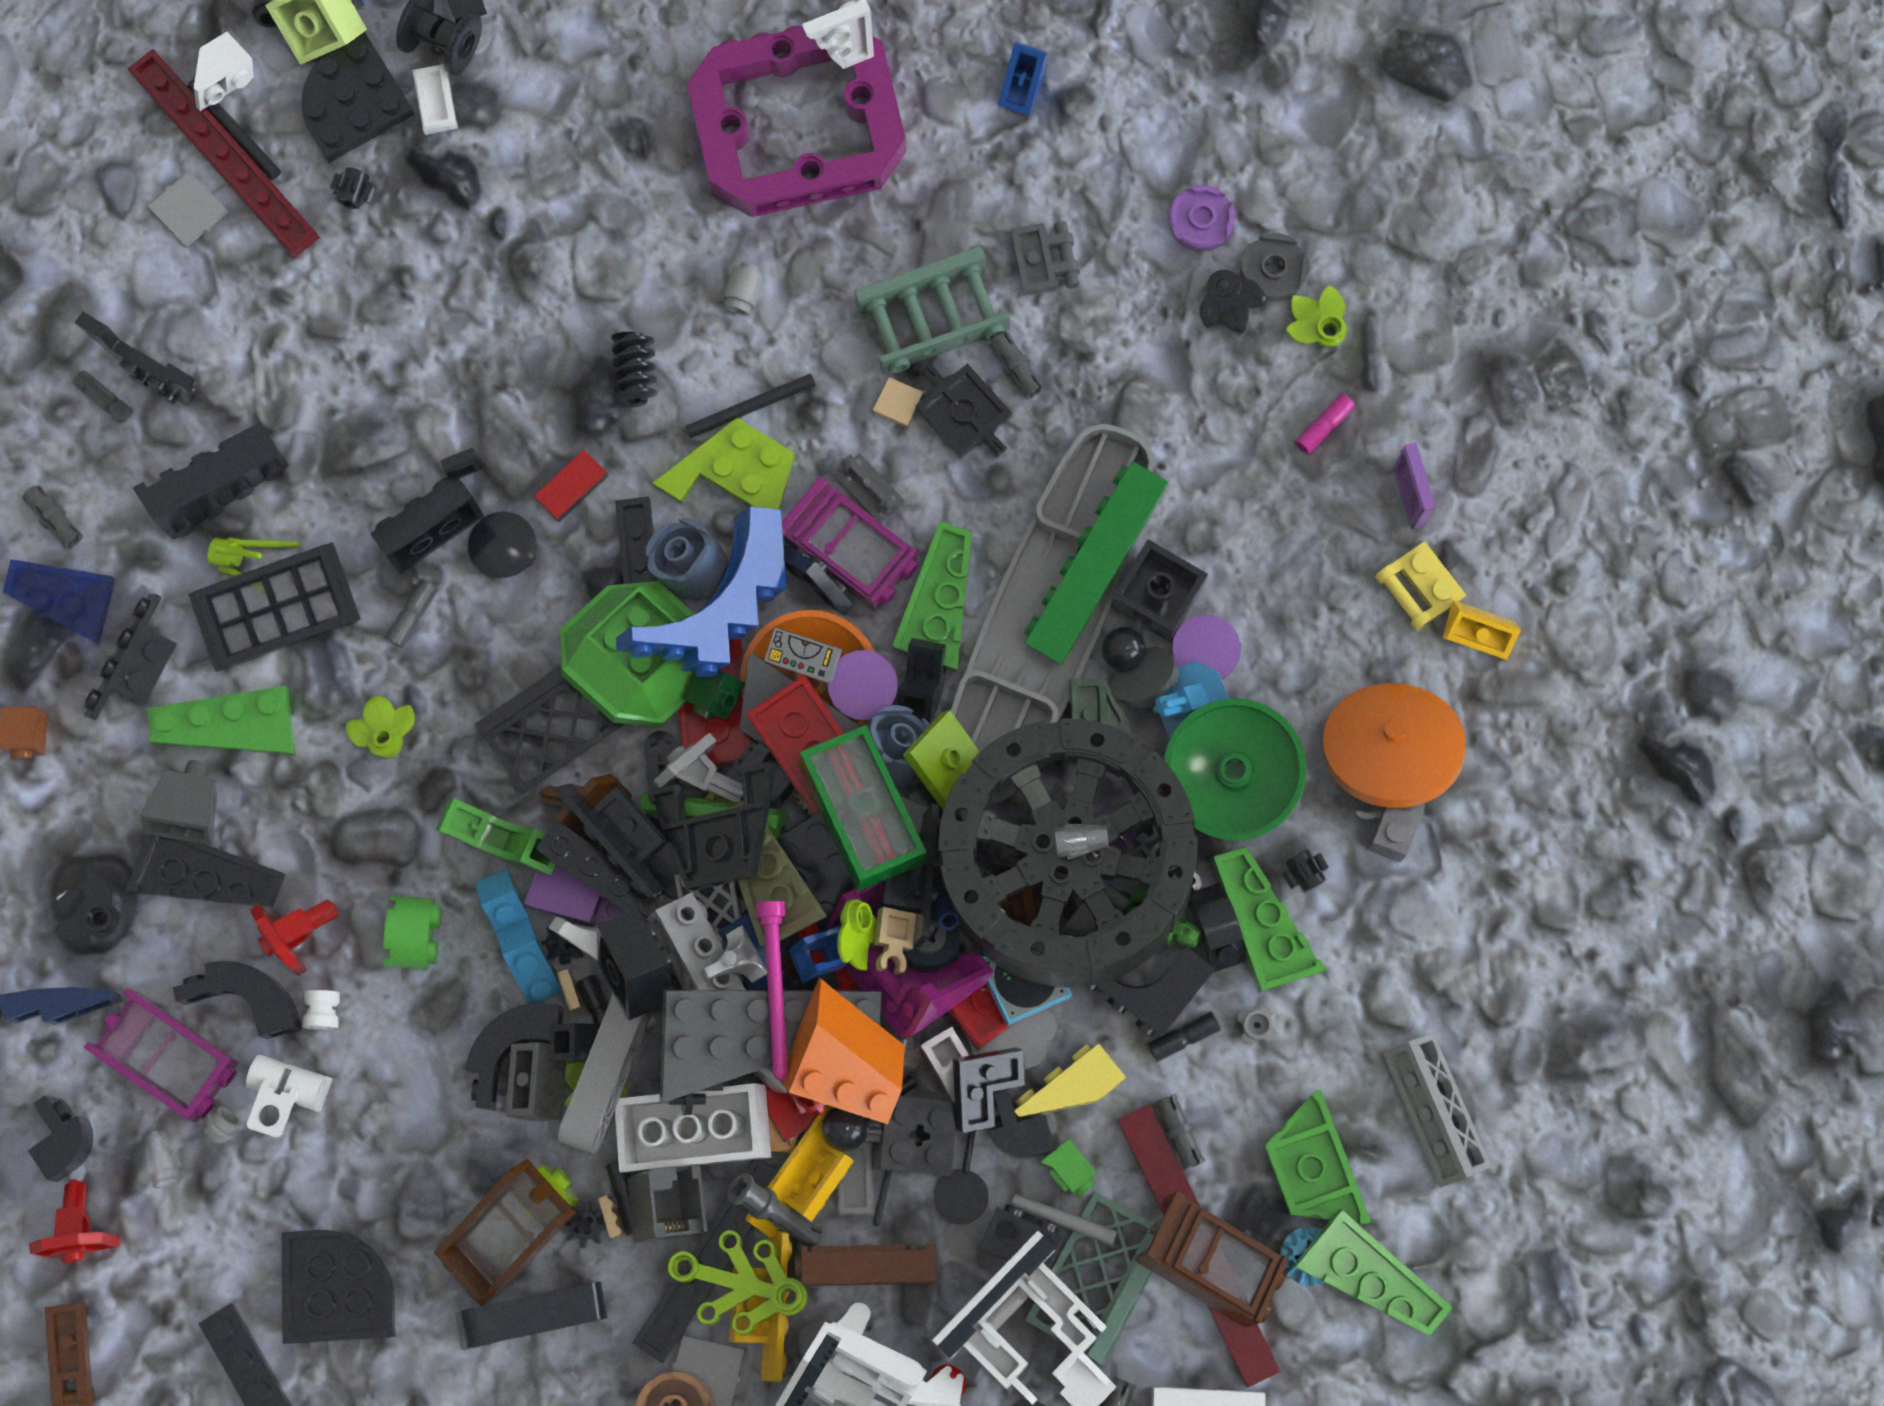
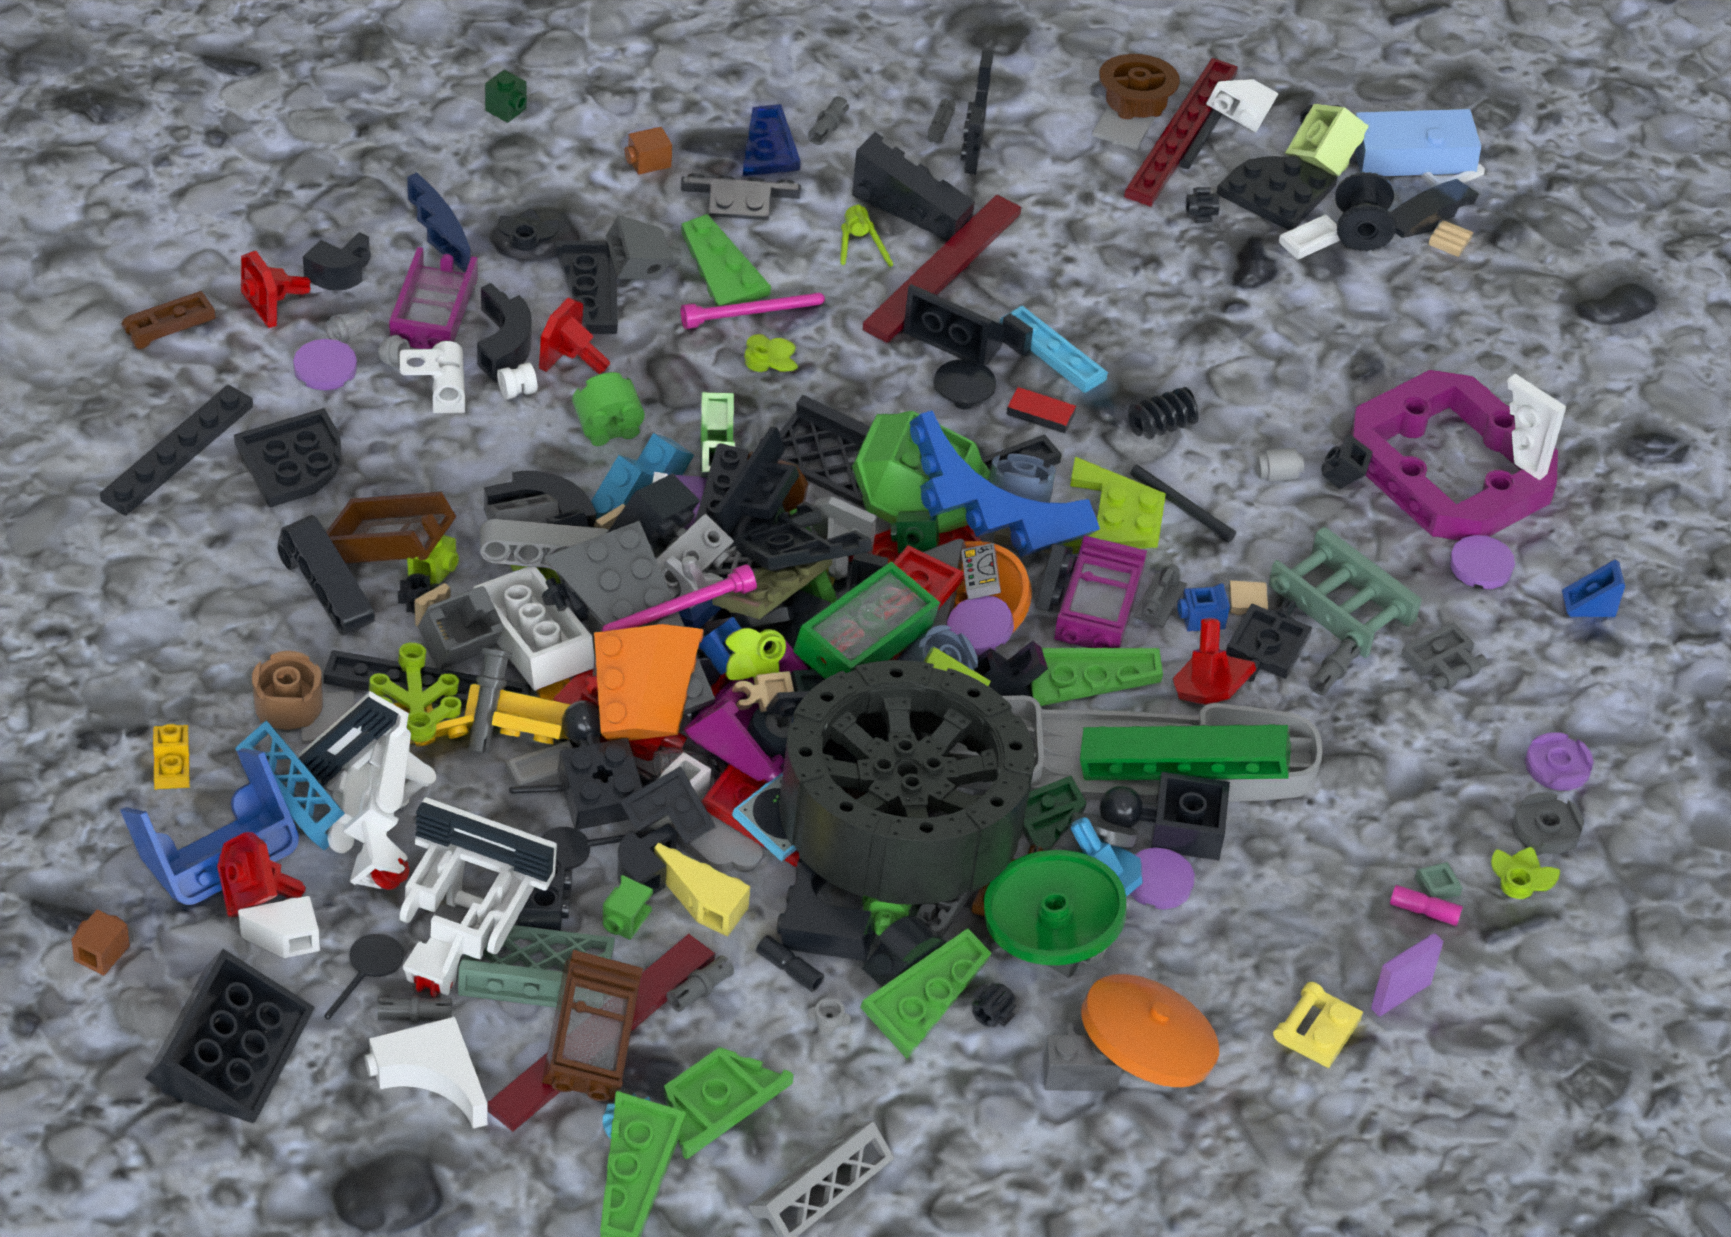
camera: 60 degrees right, 30 degrees down
(148, 166) = (1138, 84): none -> reddish brown piece
(206, 1205) = (325, 364): none -> medium lavender tile
(274, 606) = (832, 262): black piece -> none
(295, 784) = (694, 315): none -> dark pink piece
(327, 494) = (944, 264): none -> dark red tile
(409, 617) = (869, 343): dark grey piece -> none
(491, 432) = (1061, 353): none -> medium azure tile
(768, 231) = (1346, 462): none -> black brick
(866, 1265) = (468, 769): reddish brown door -> none
(899, 468) = (1203, 603): none -> blue window
(937, 160) = (1482, 561): none -> medium lavender tile
(991, 488) = (1211, 673): none -> red piece
(1064, 1219) = (578, 915): light grey bar -> none
(1080, 839) = (918, 755): clear cone -> none
(1232, 305) = (1498, 795): black plate -> none
(1300, 399) = (1438, 881): none -> sand green tile
(1481, 630) = (1304, 1081): yellow slope -> none

